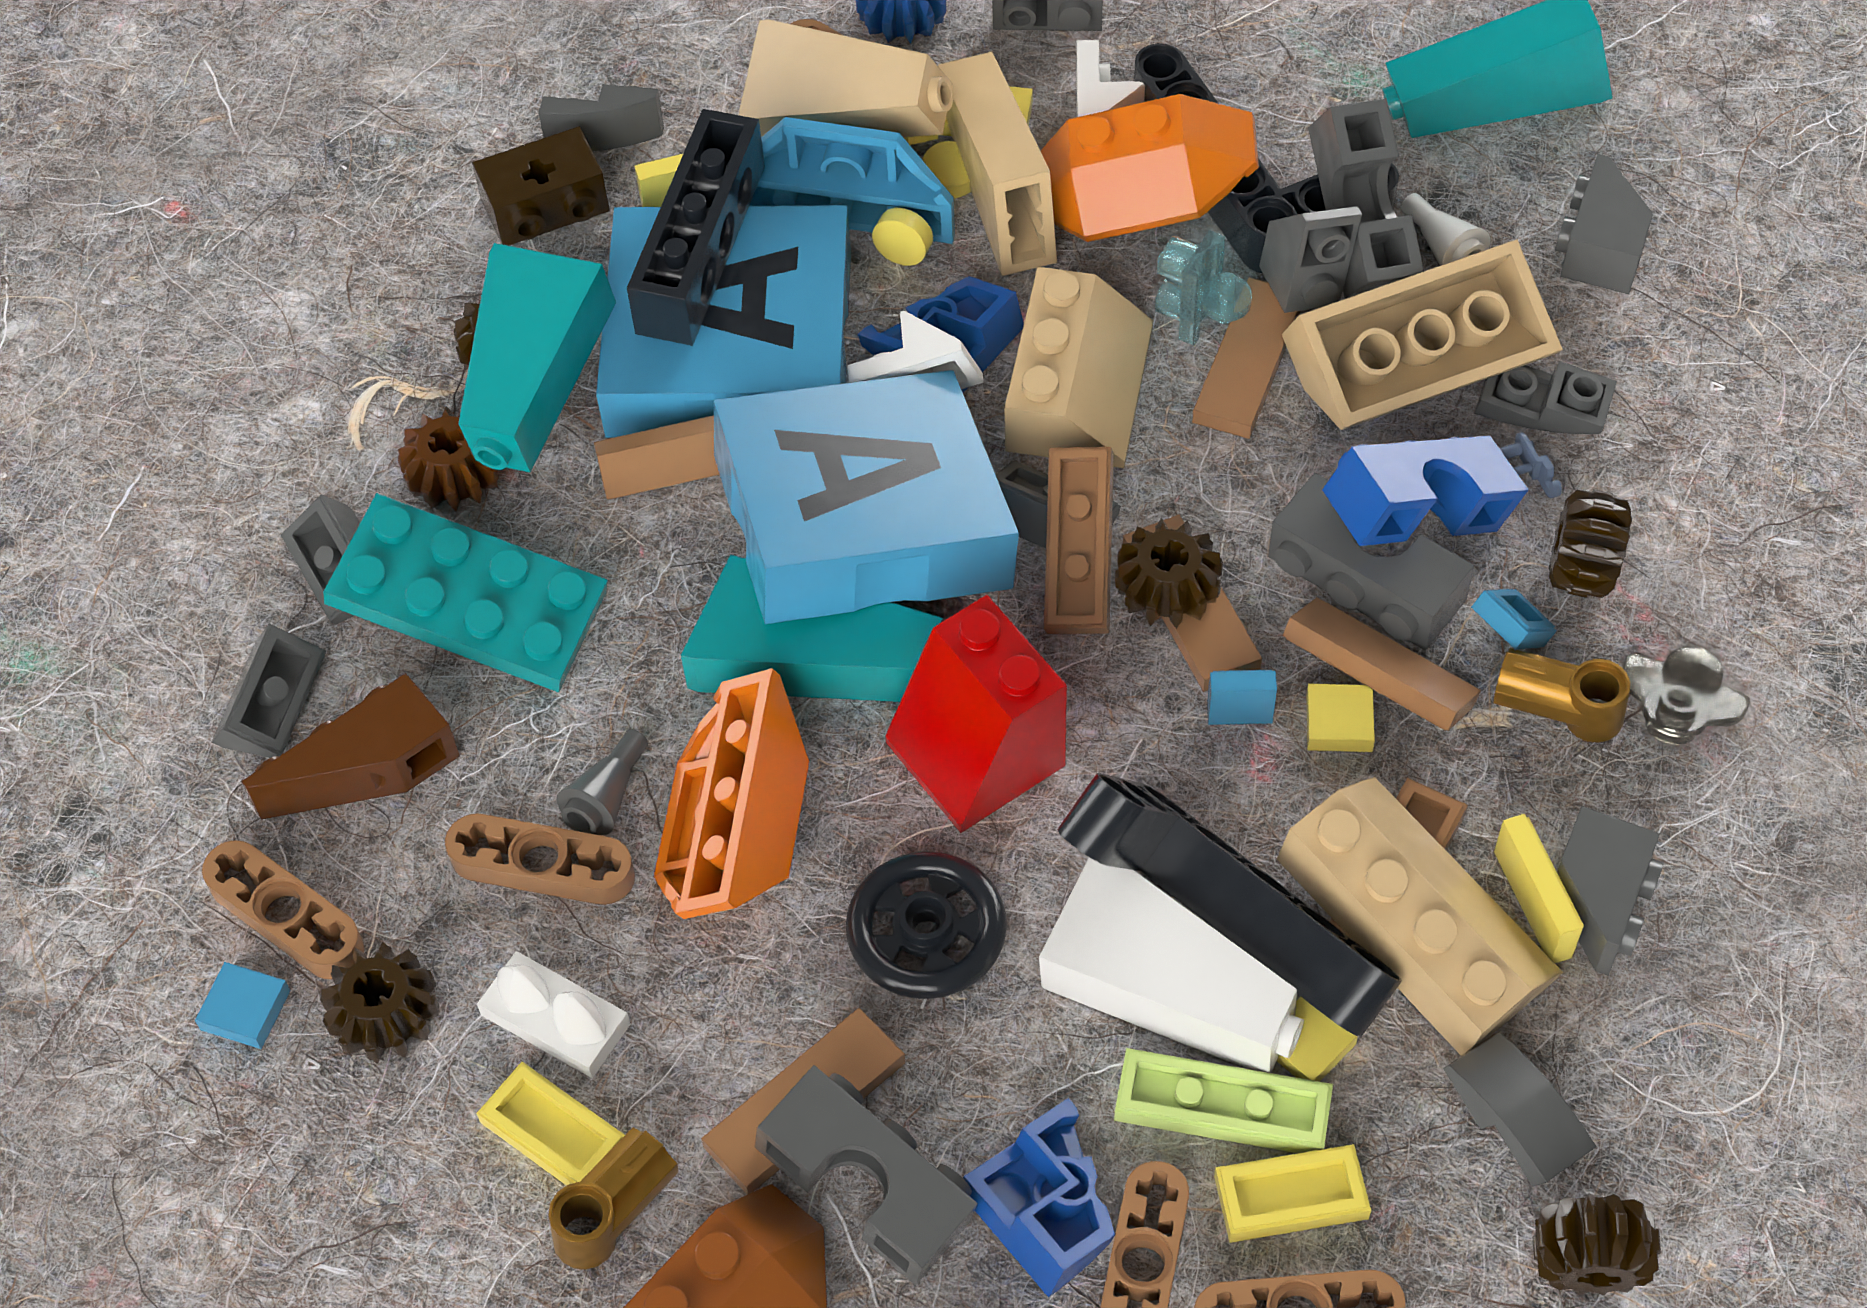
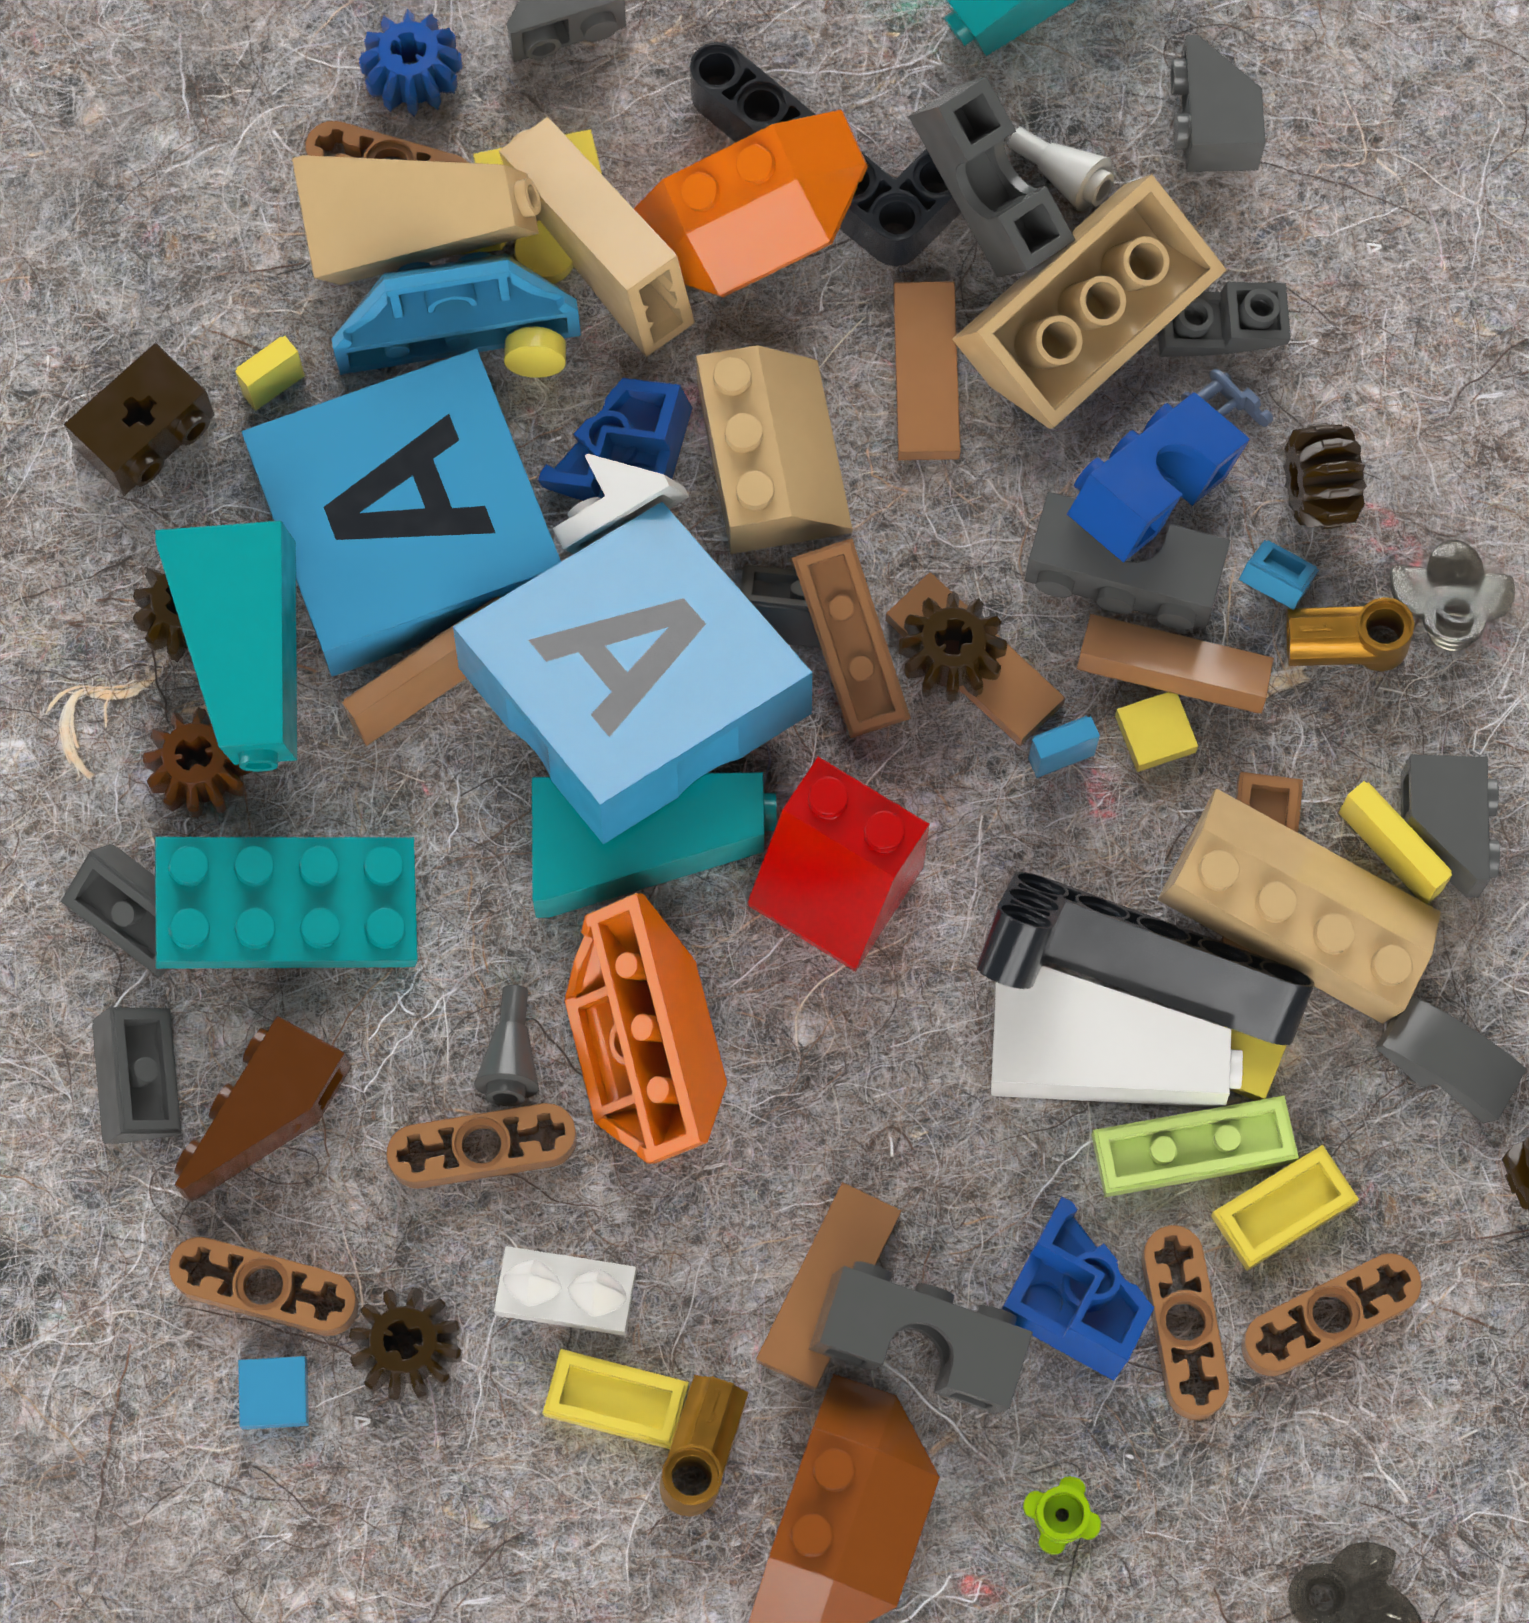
camera: 25 degrees left, 15 degrees up
(616, 120) = (186, 306): dark grey slope -> none
(696, 227) = (352, 439): black brick -> none
(940, 974) = (866, 1024): black plate -> none
(1093, 83) = (668, 133): white slope -> none
(1198, 286) = (852, 318): clear light blue hips -> none
(1309, 257) = (954, 251): dark grey slope -> none

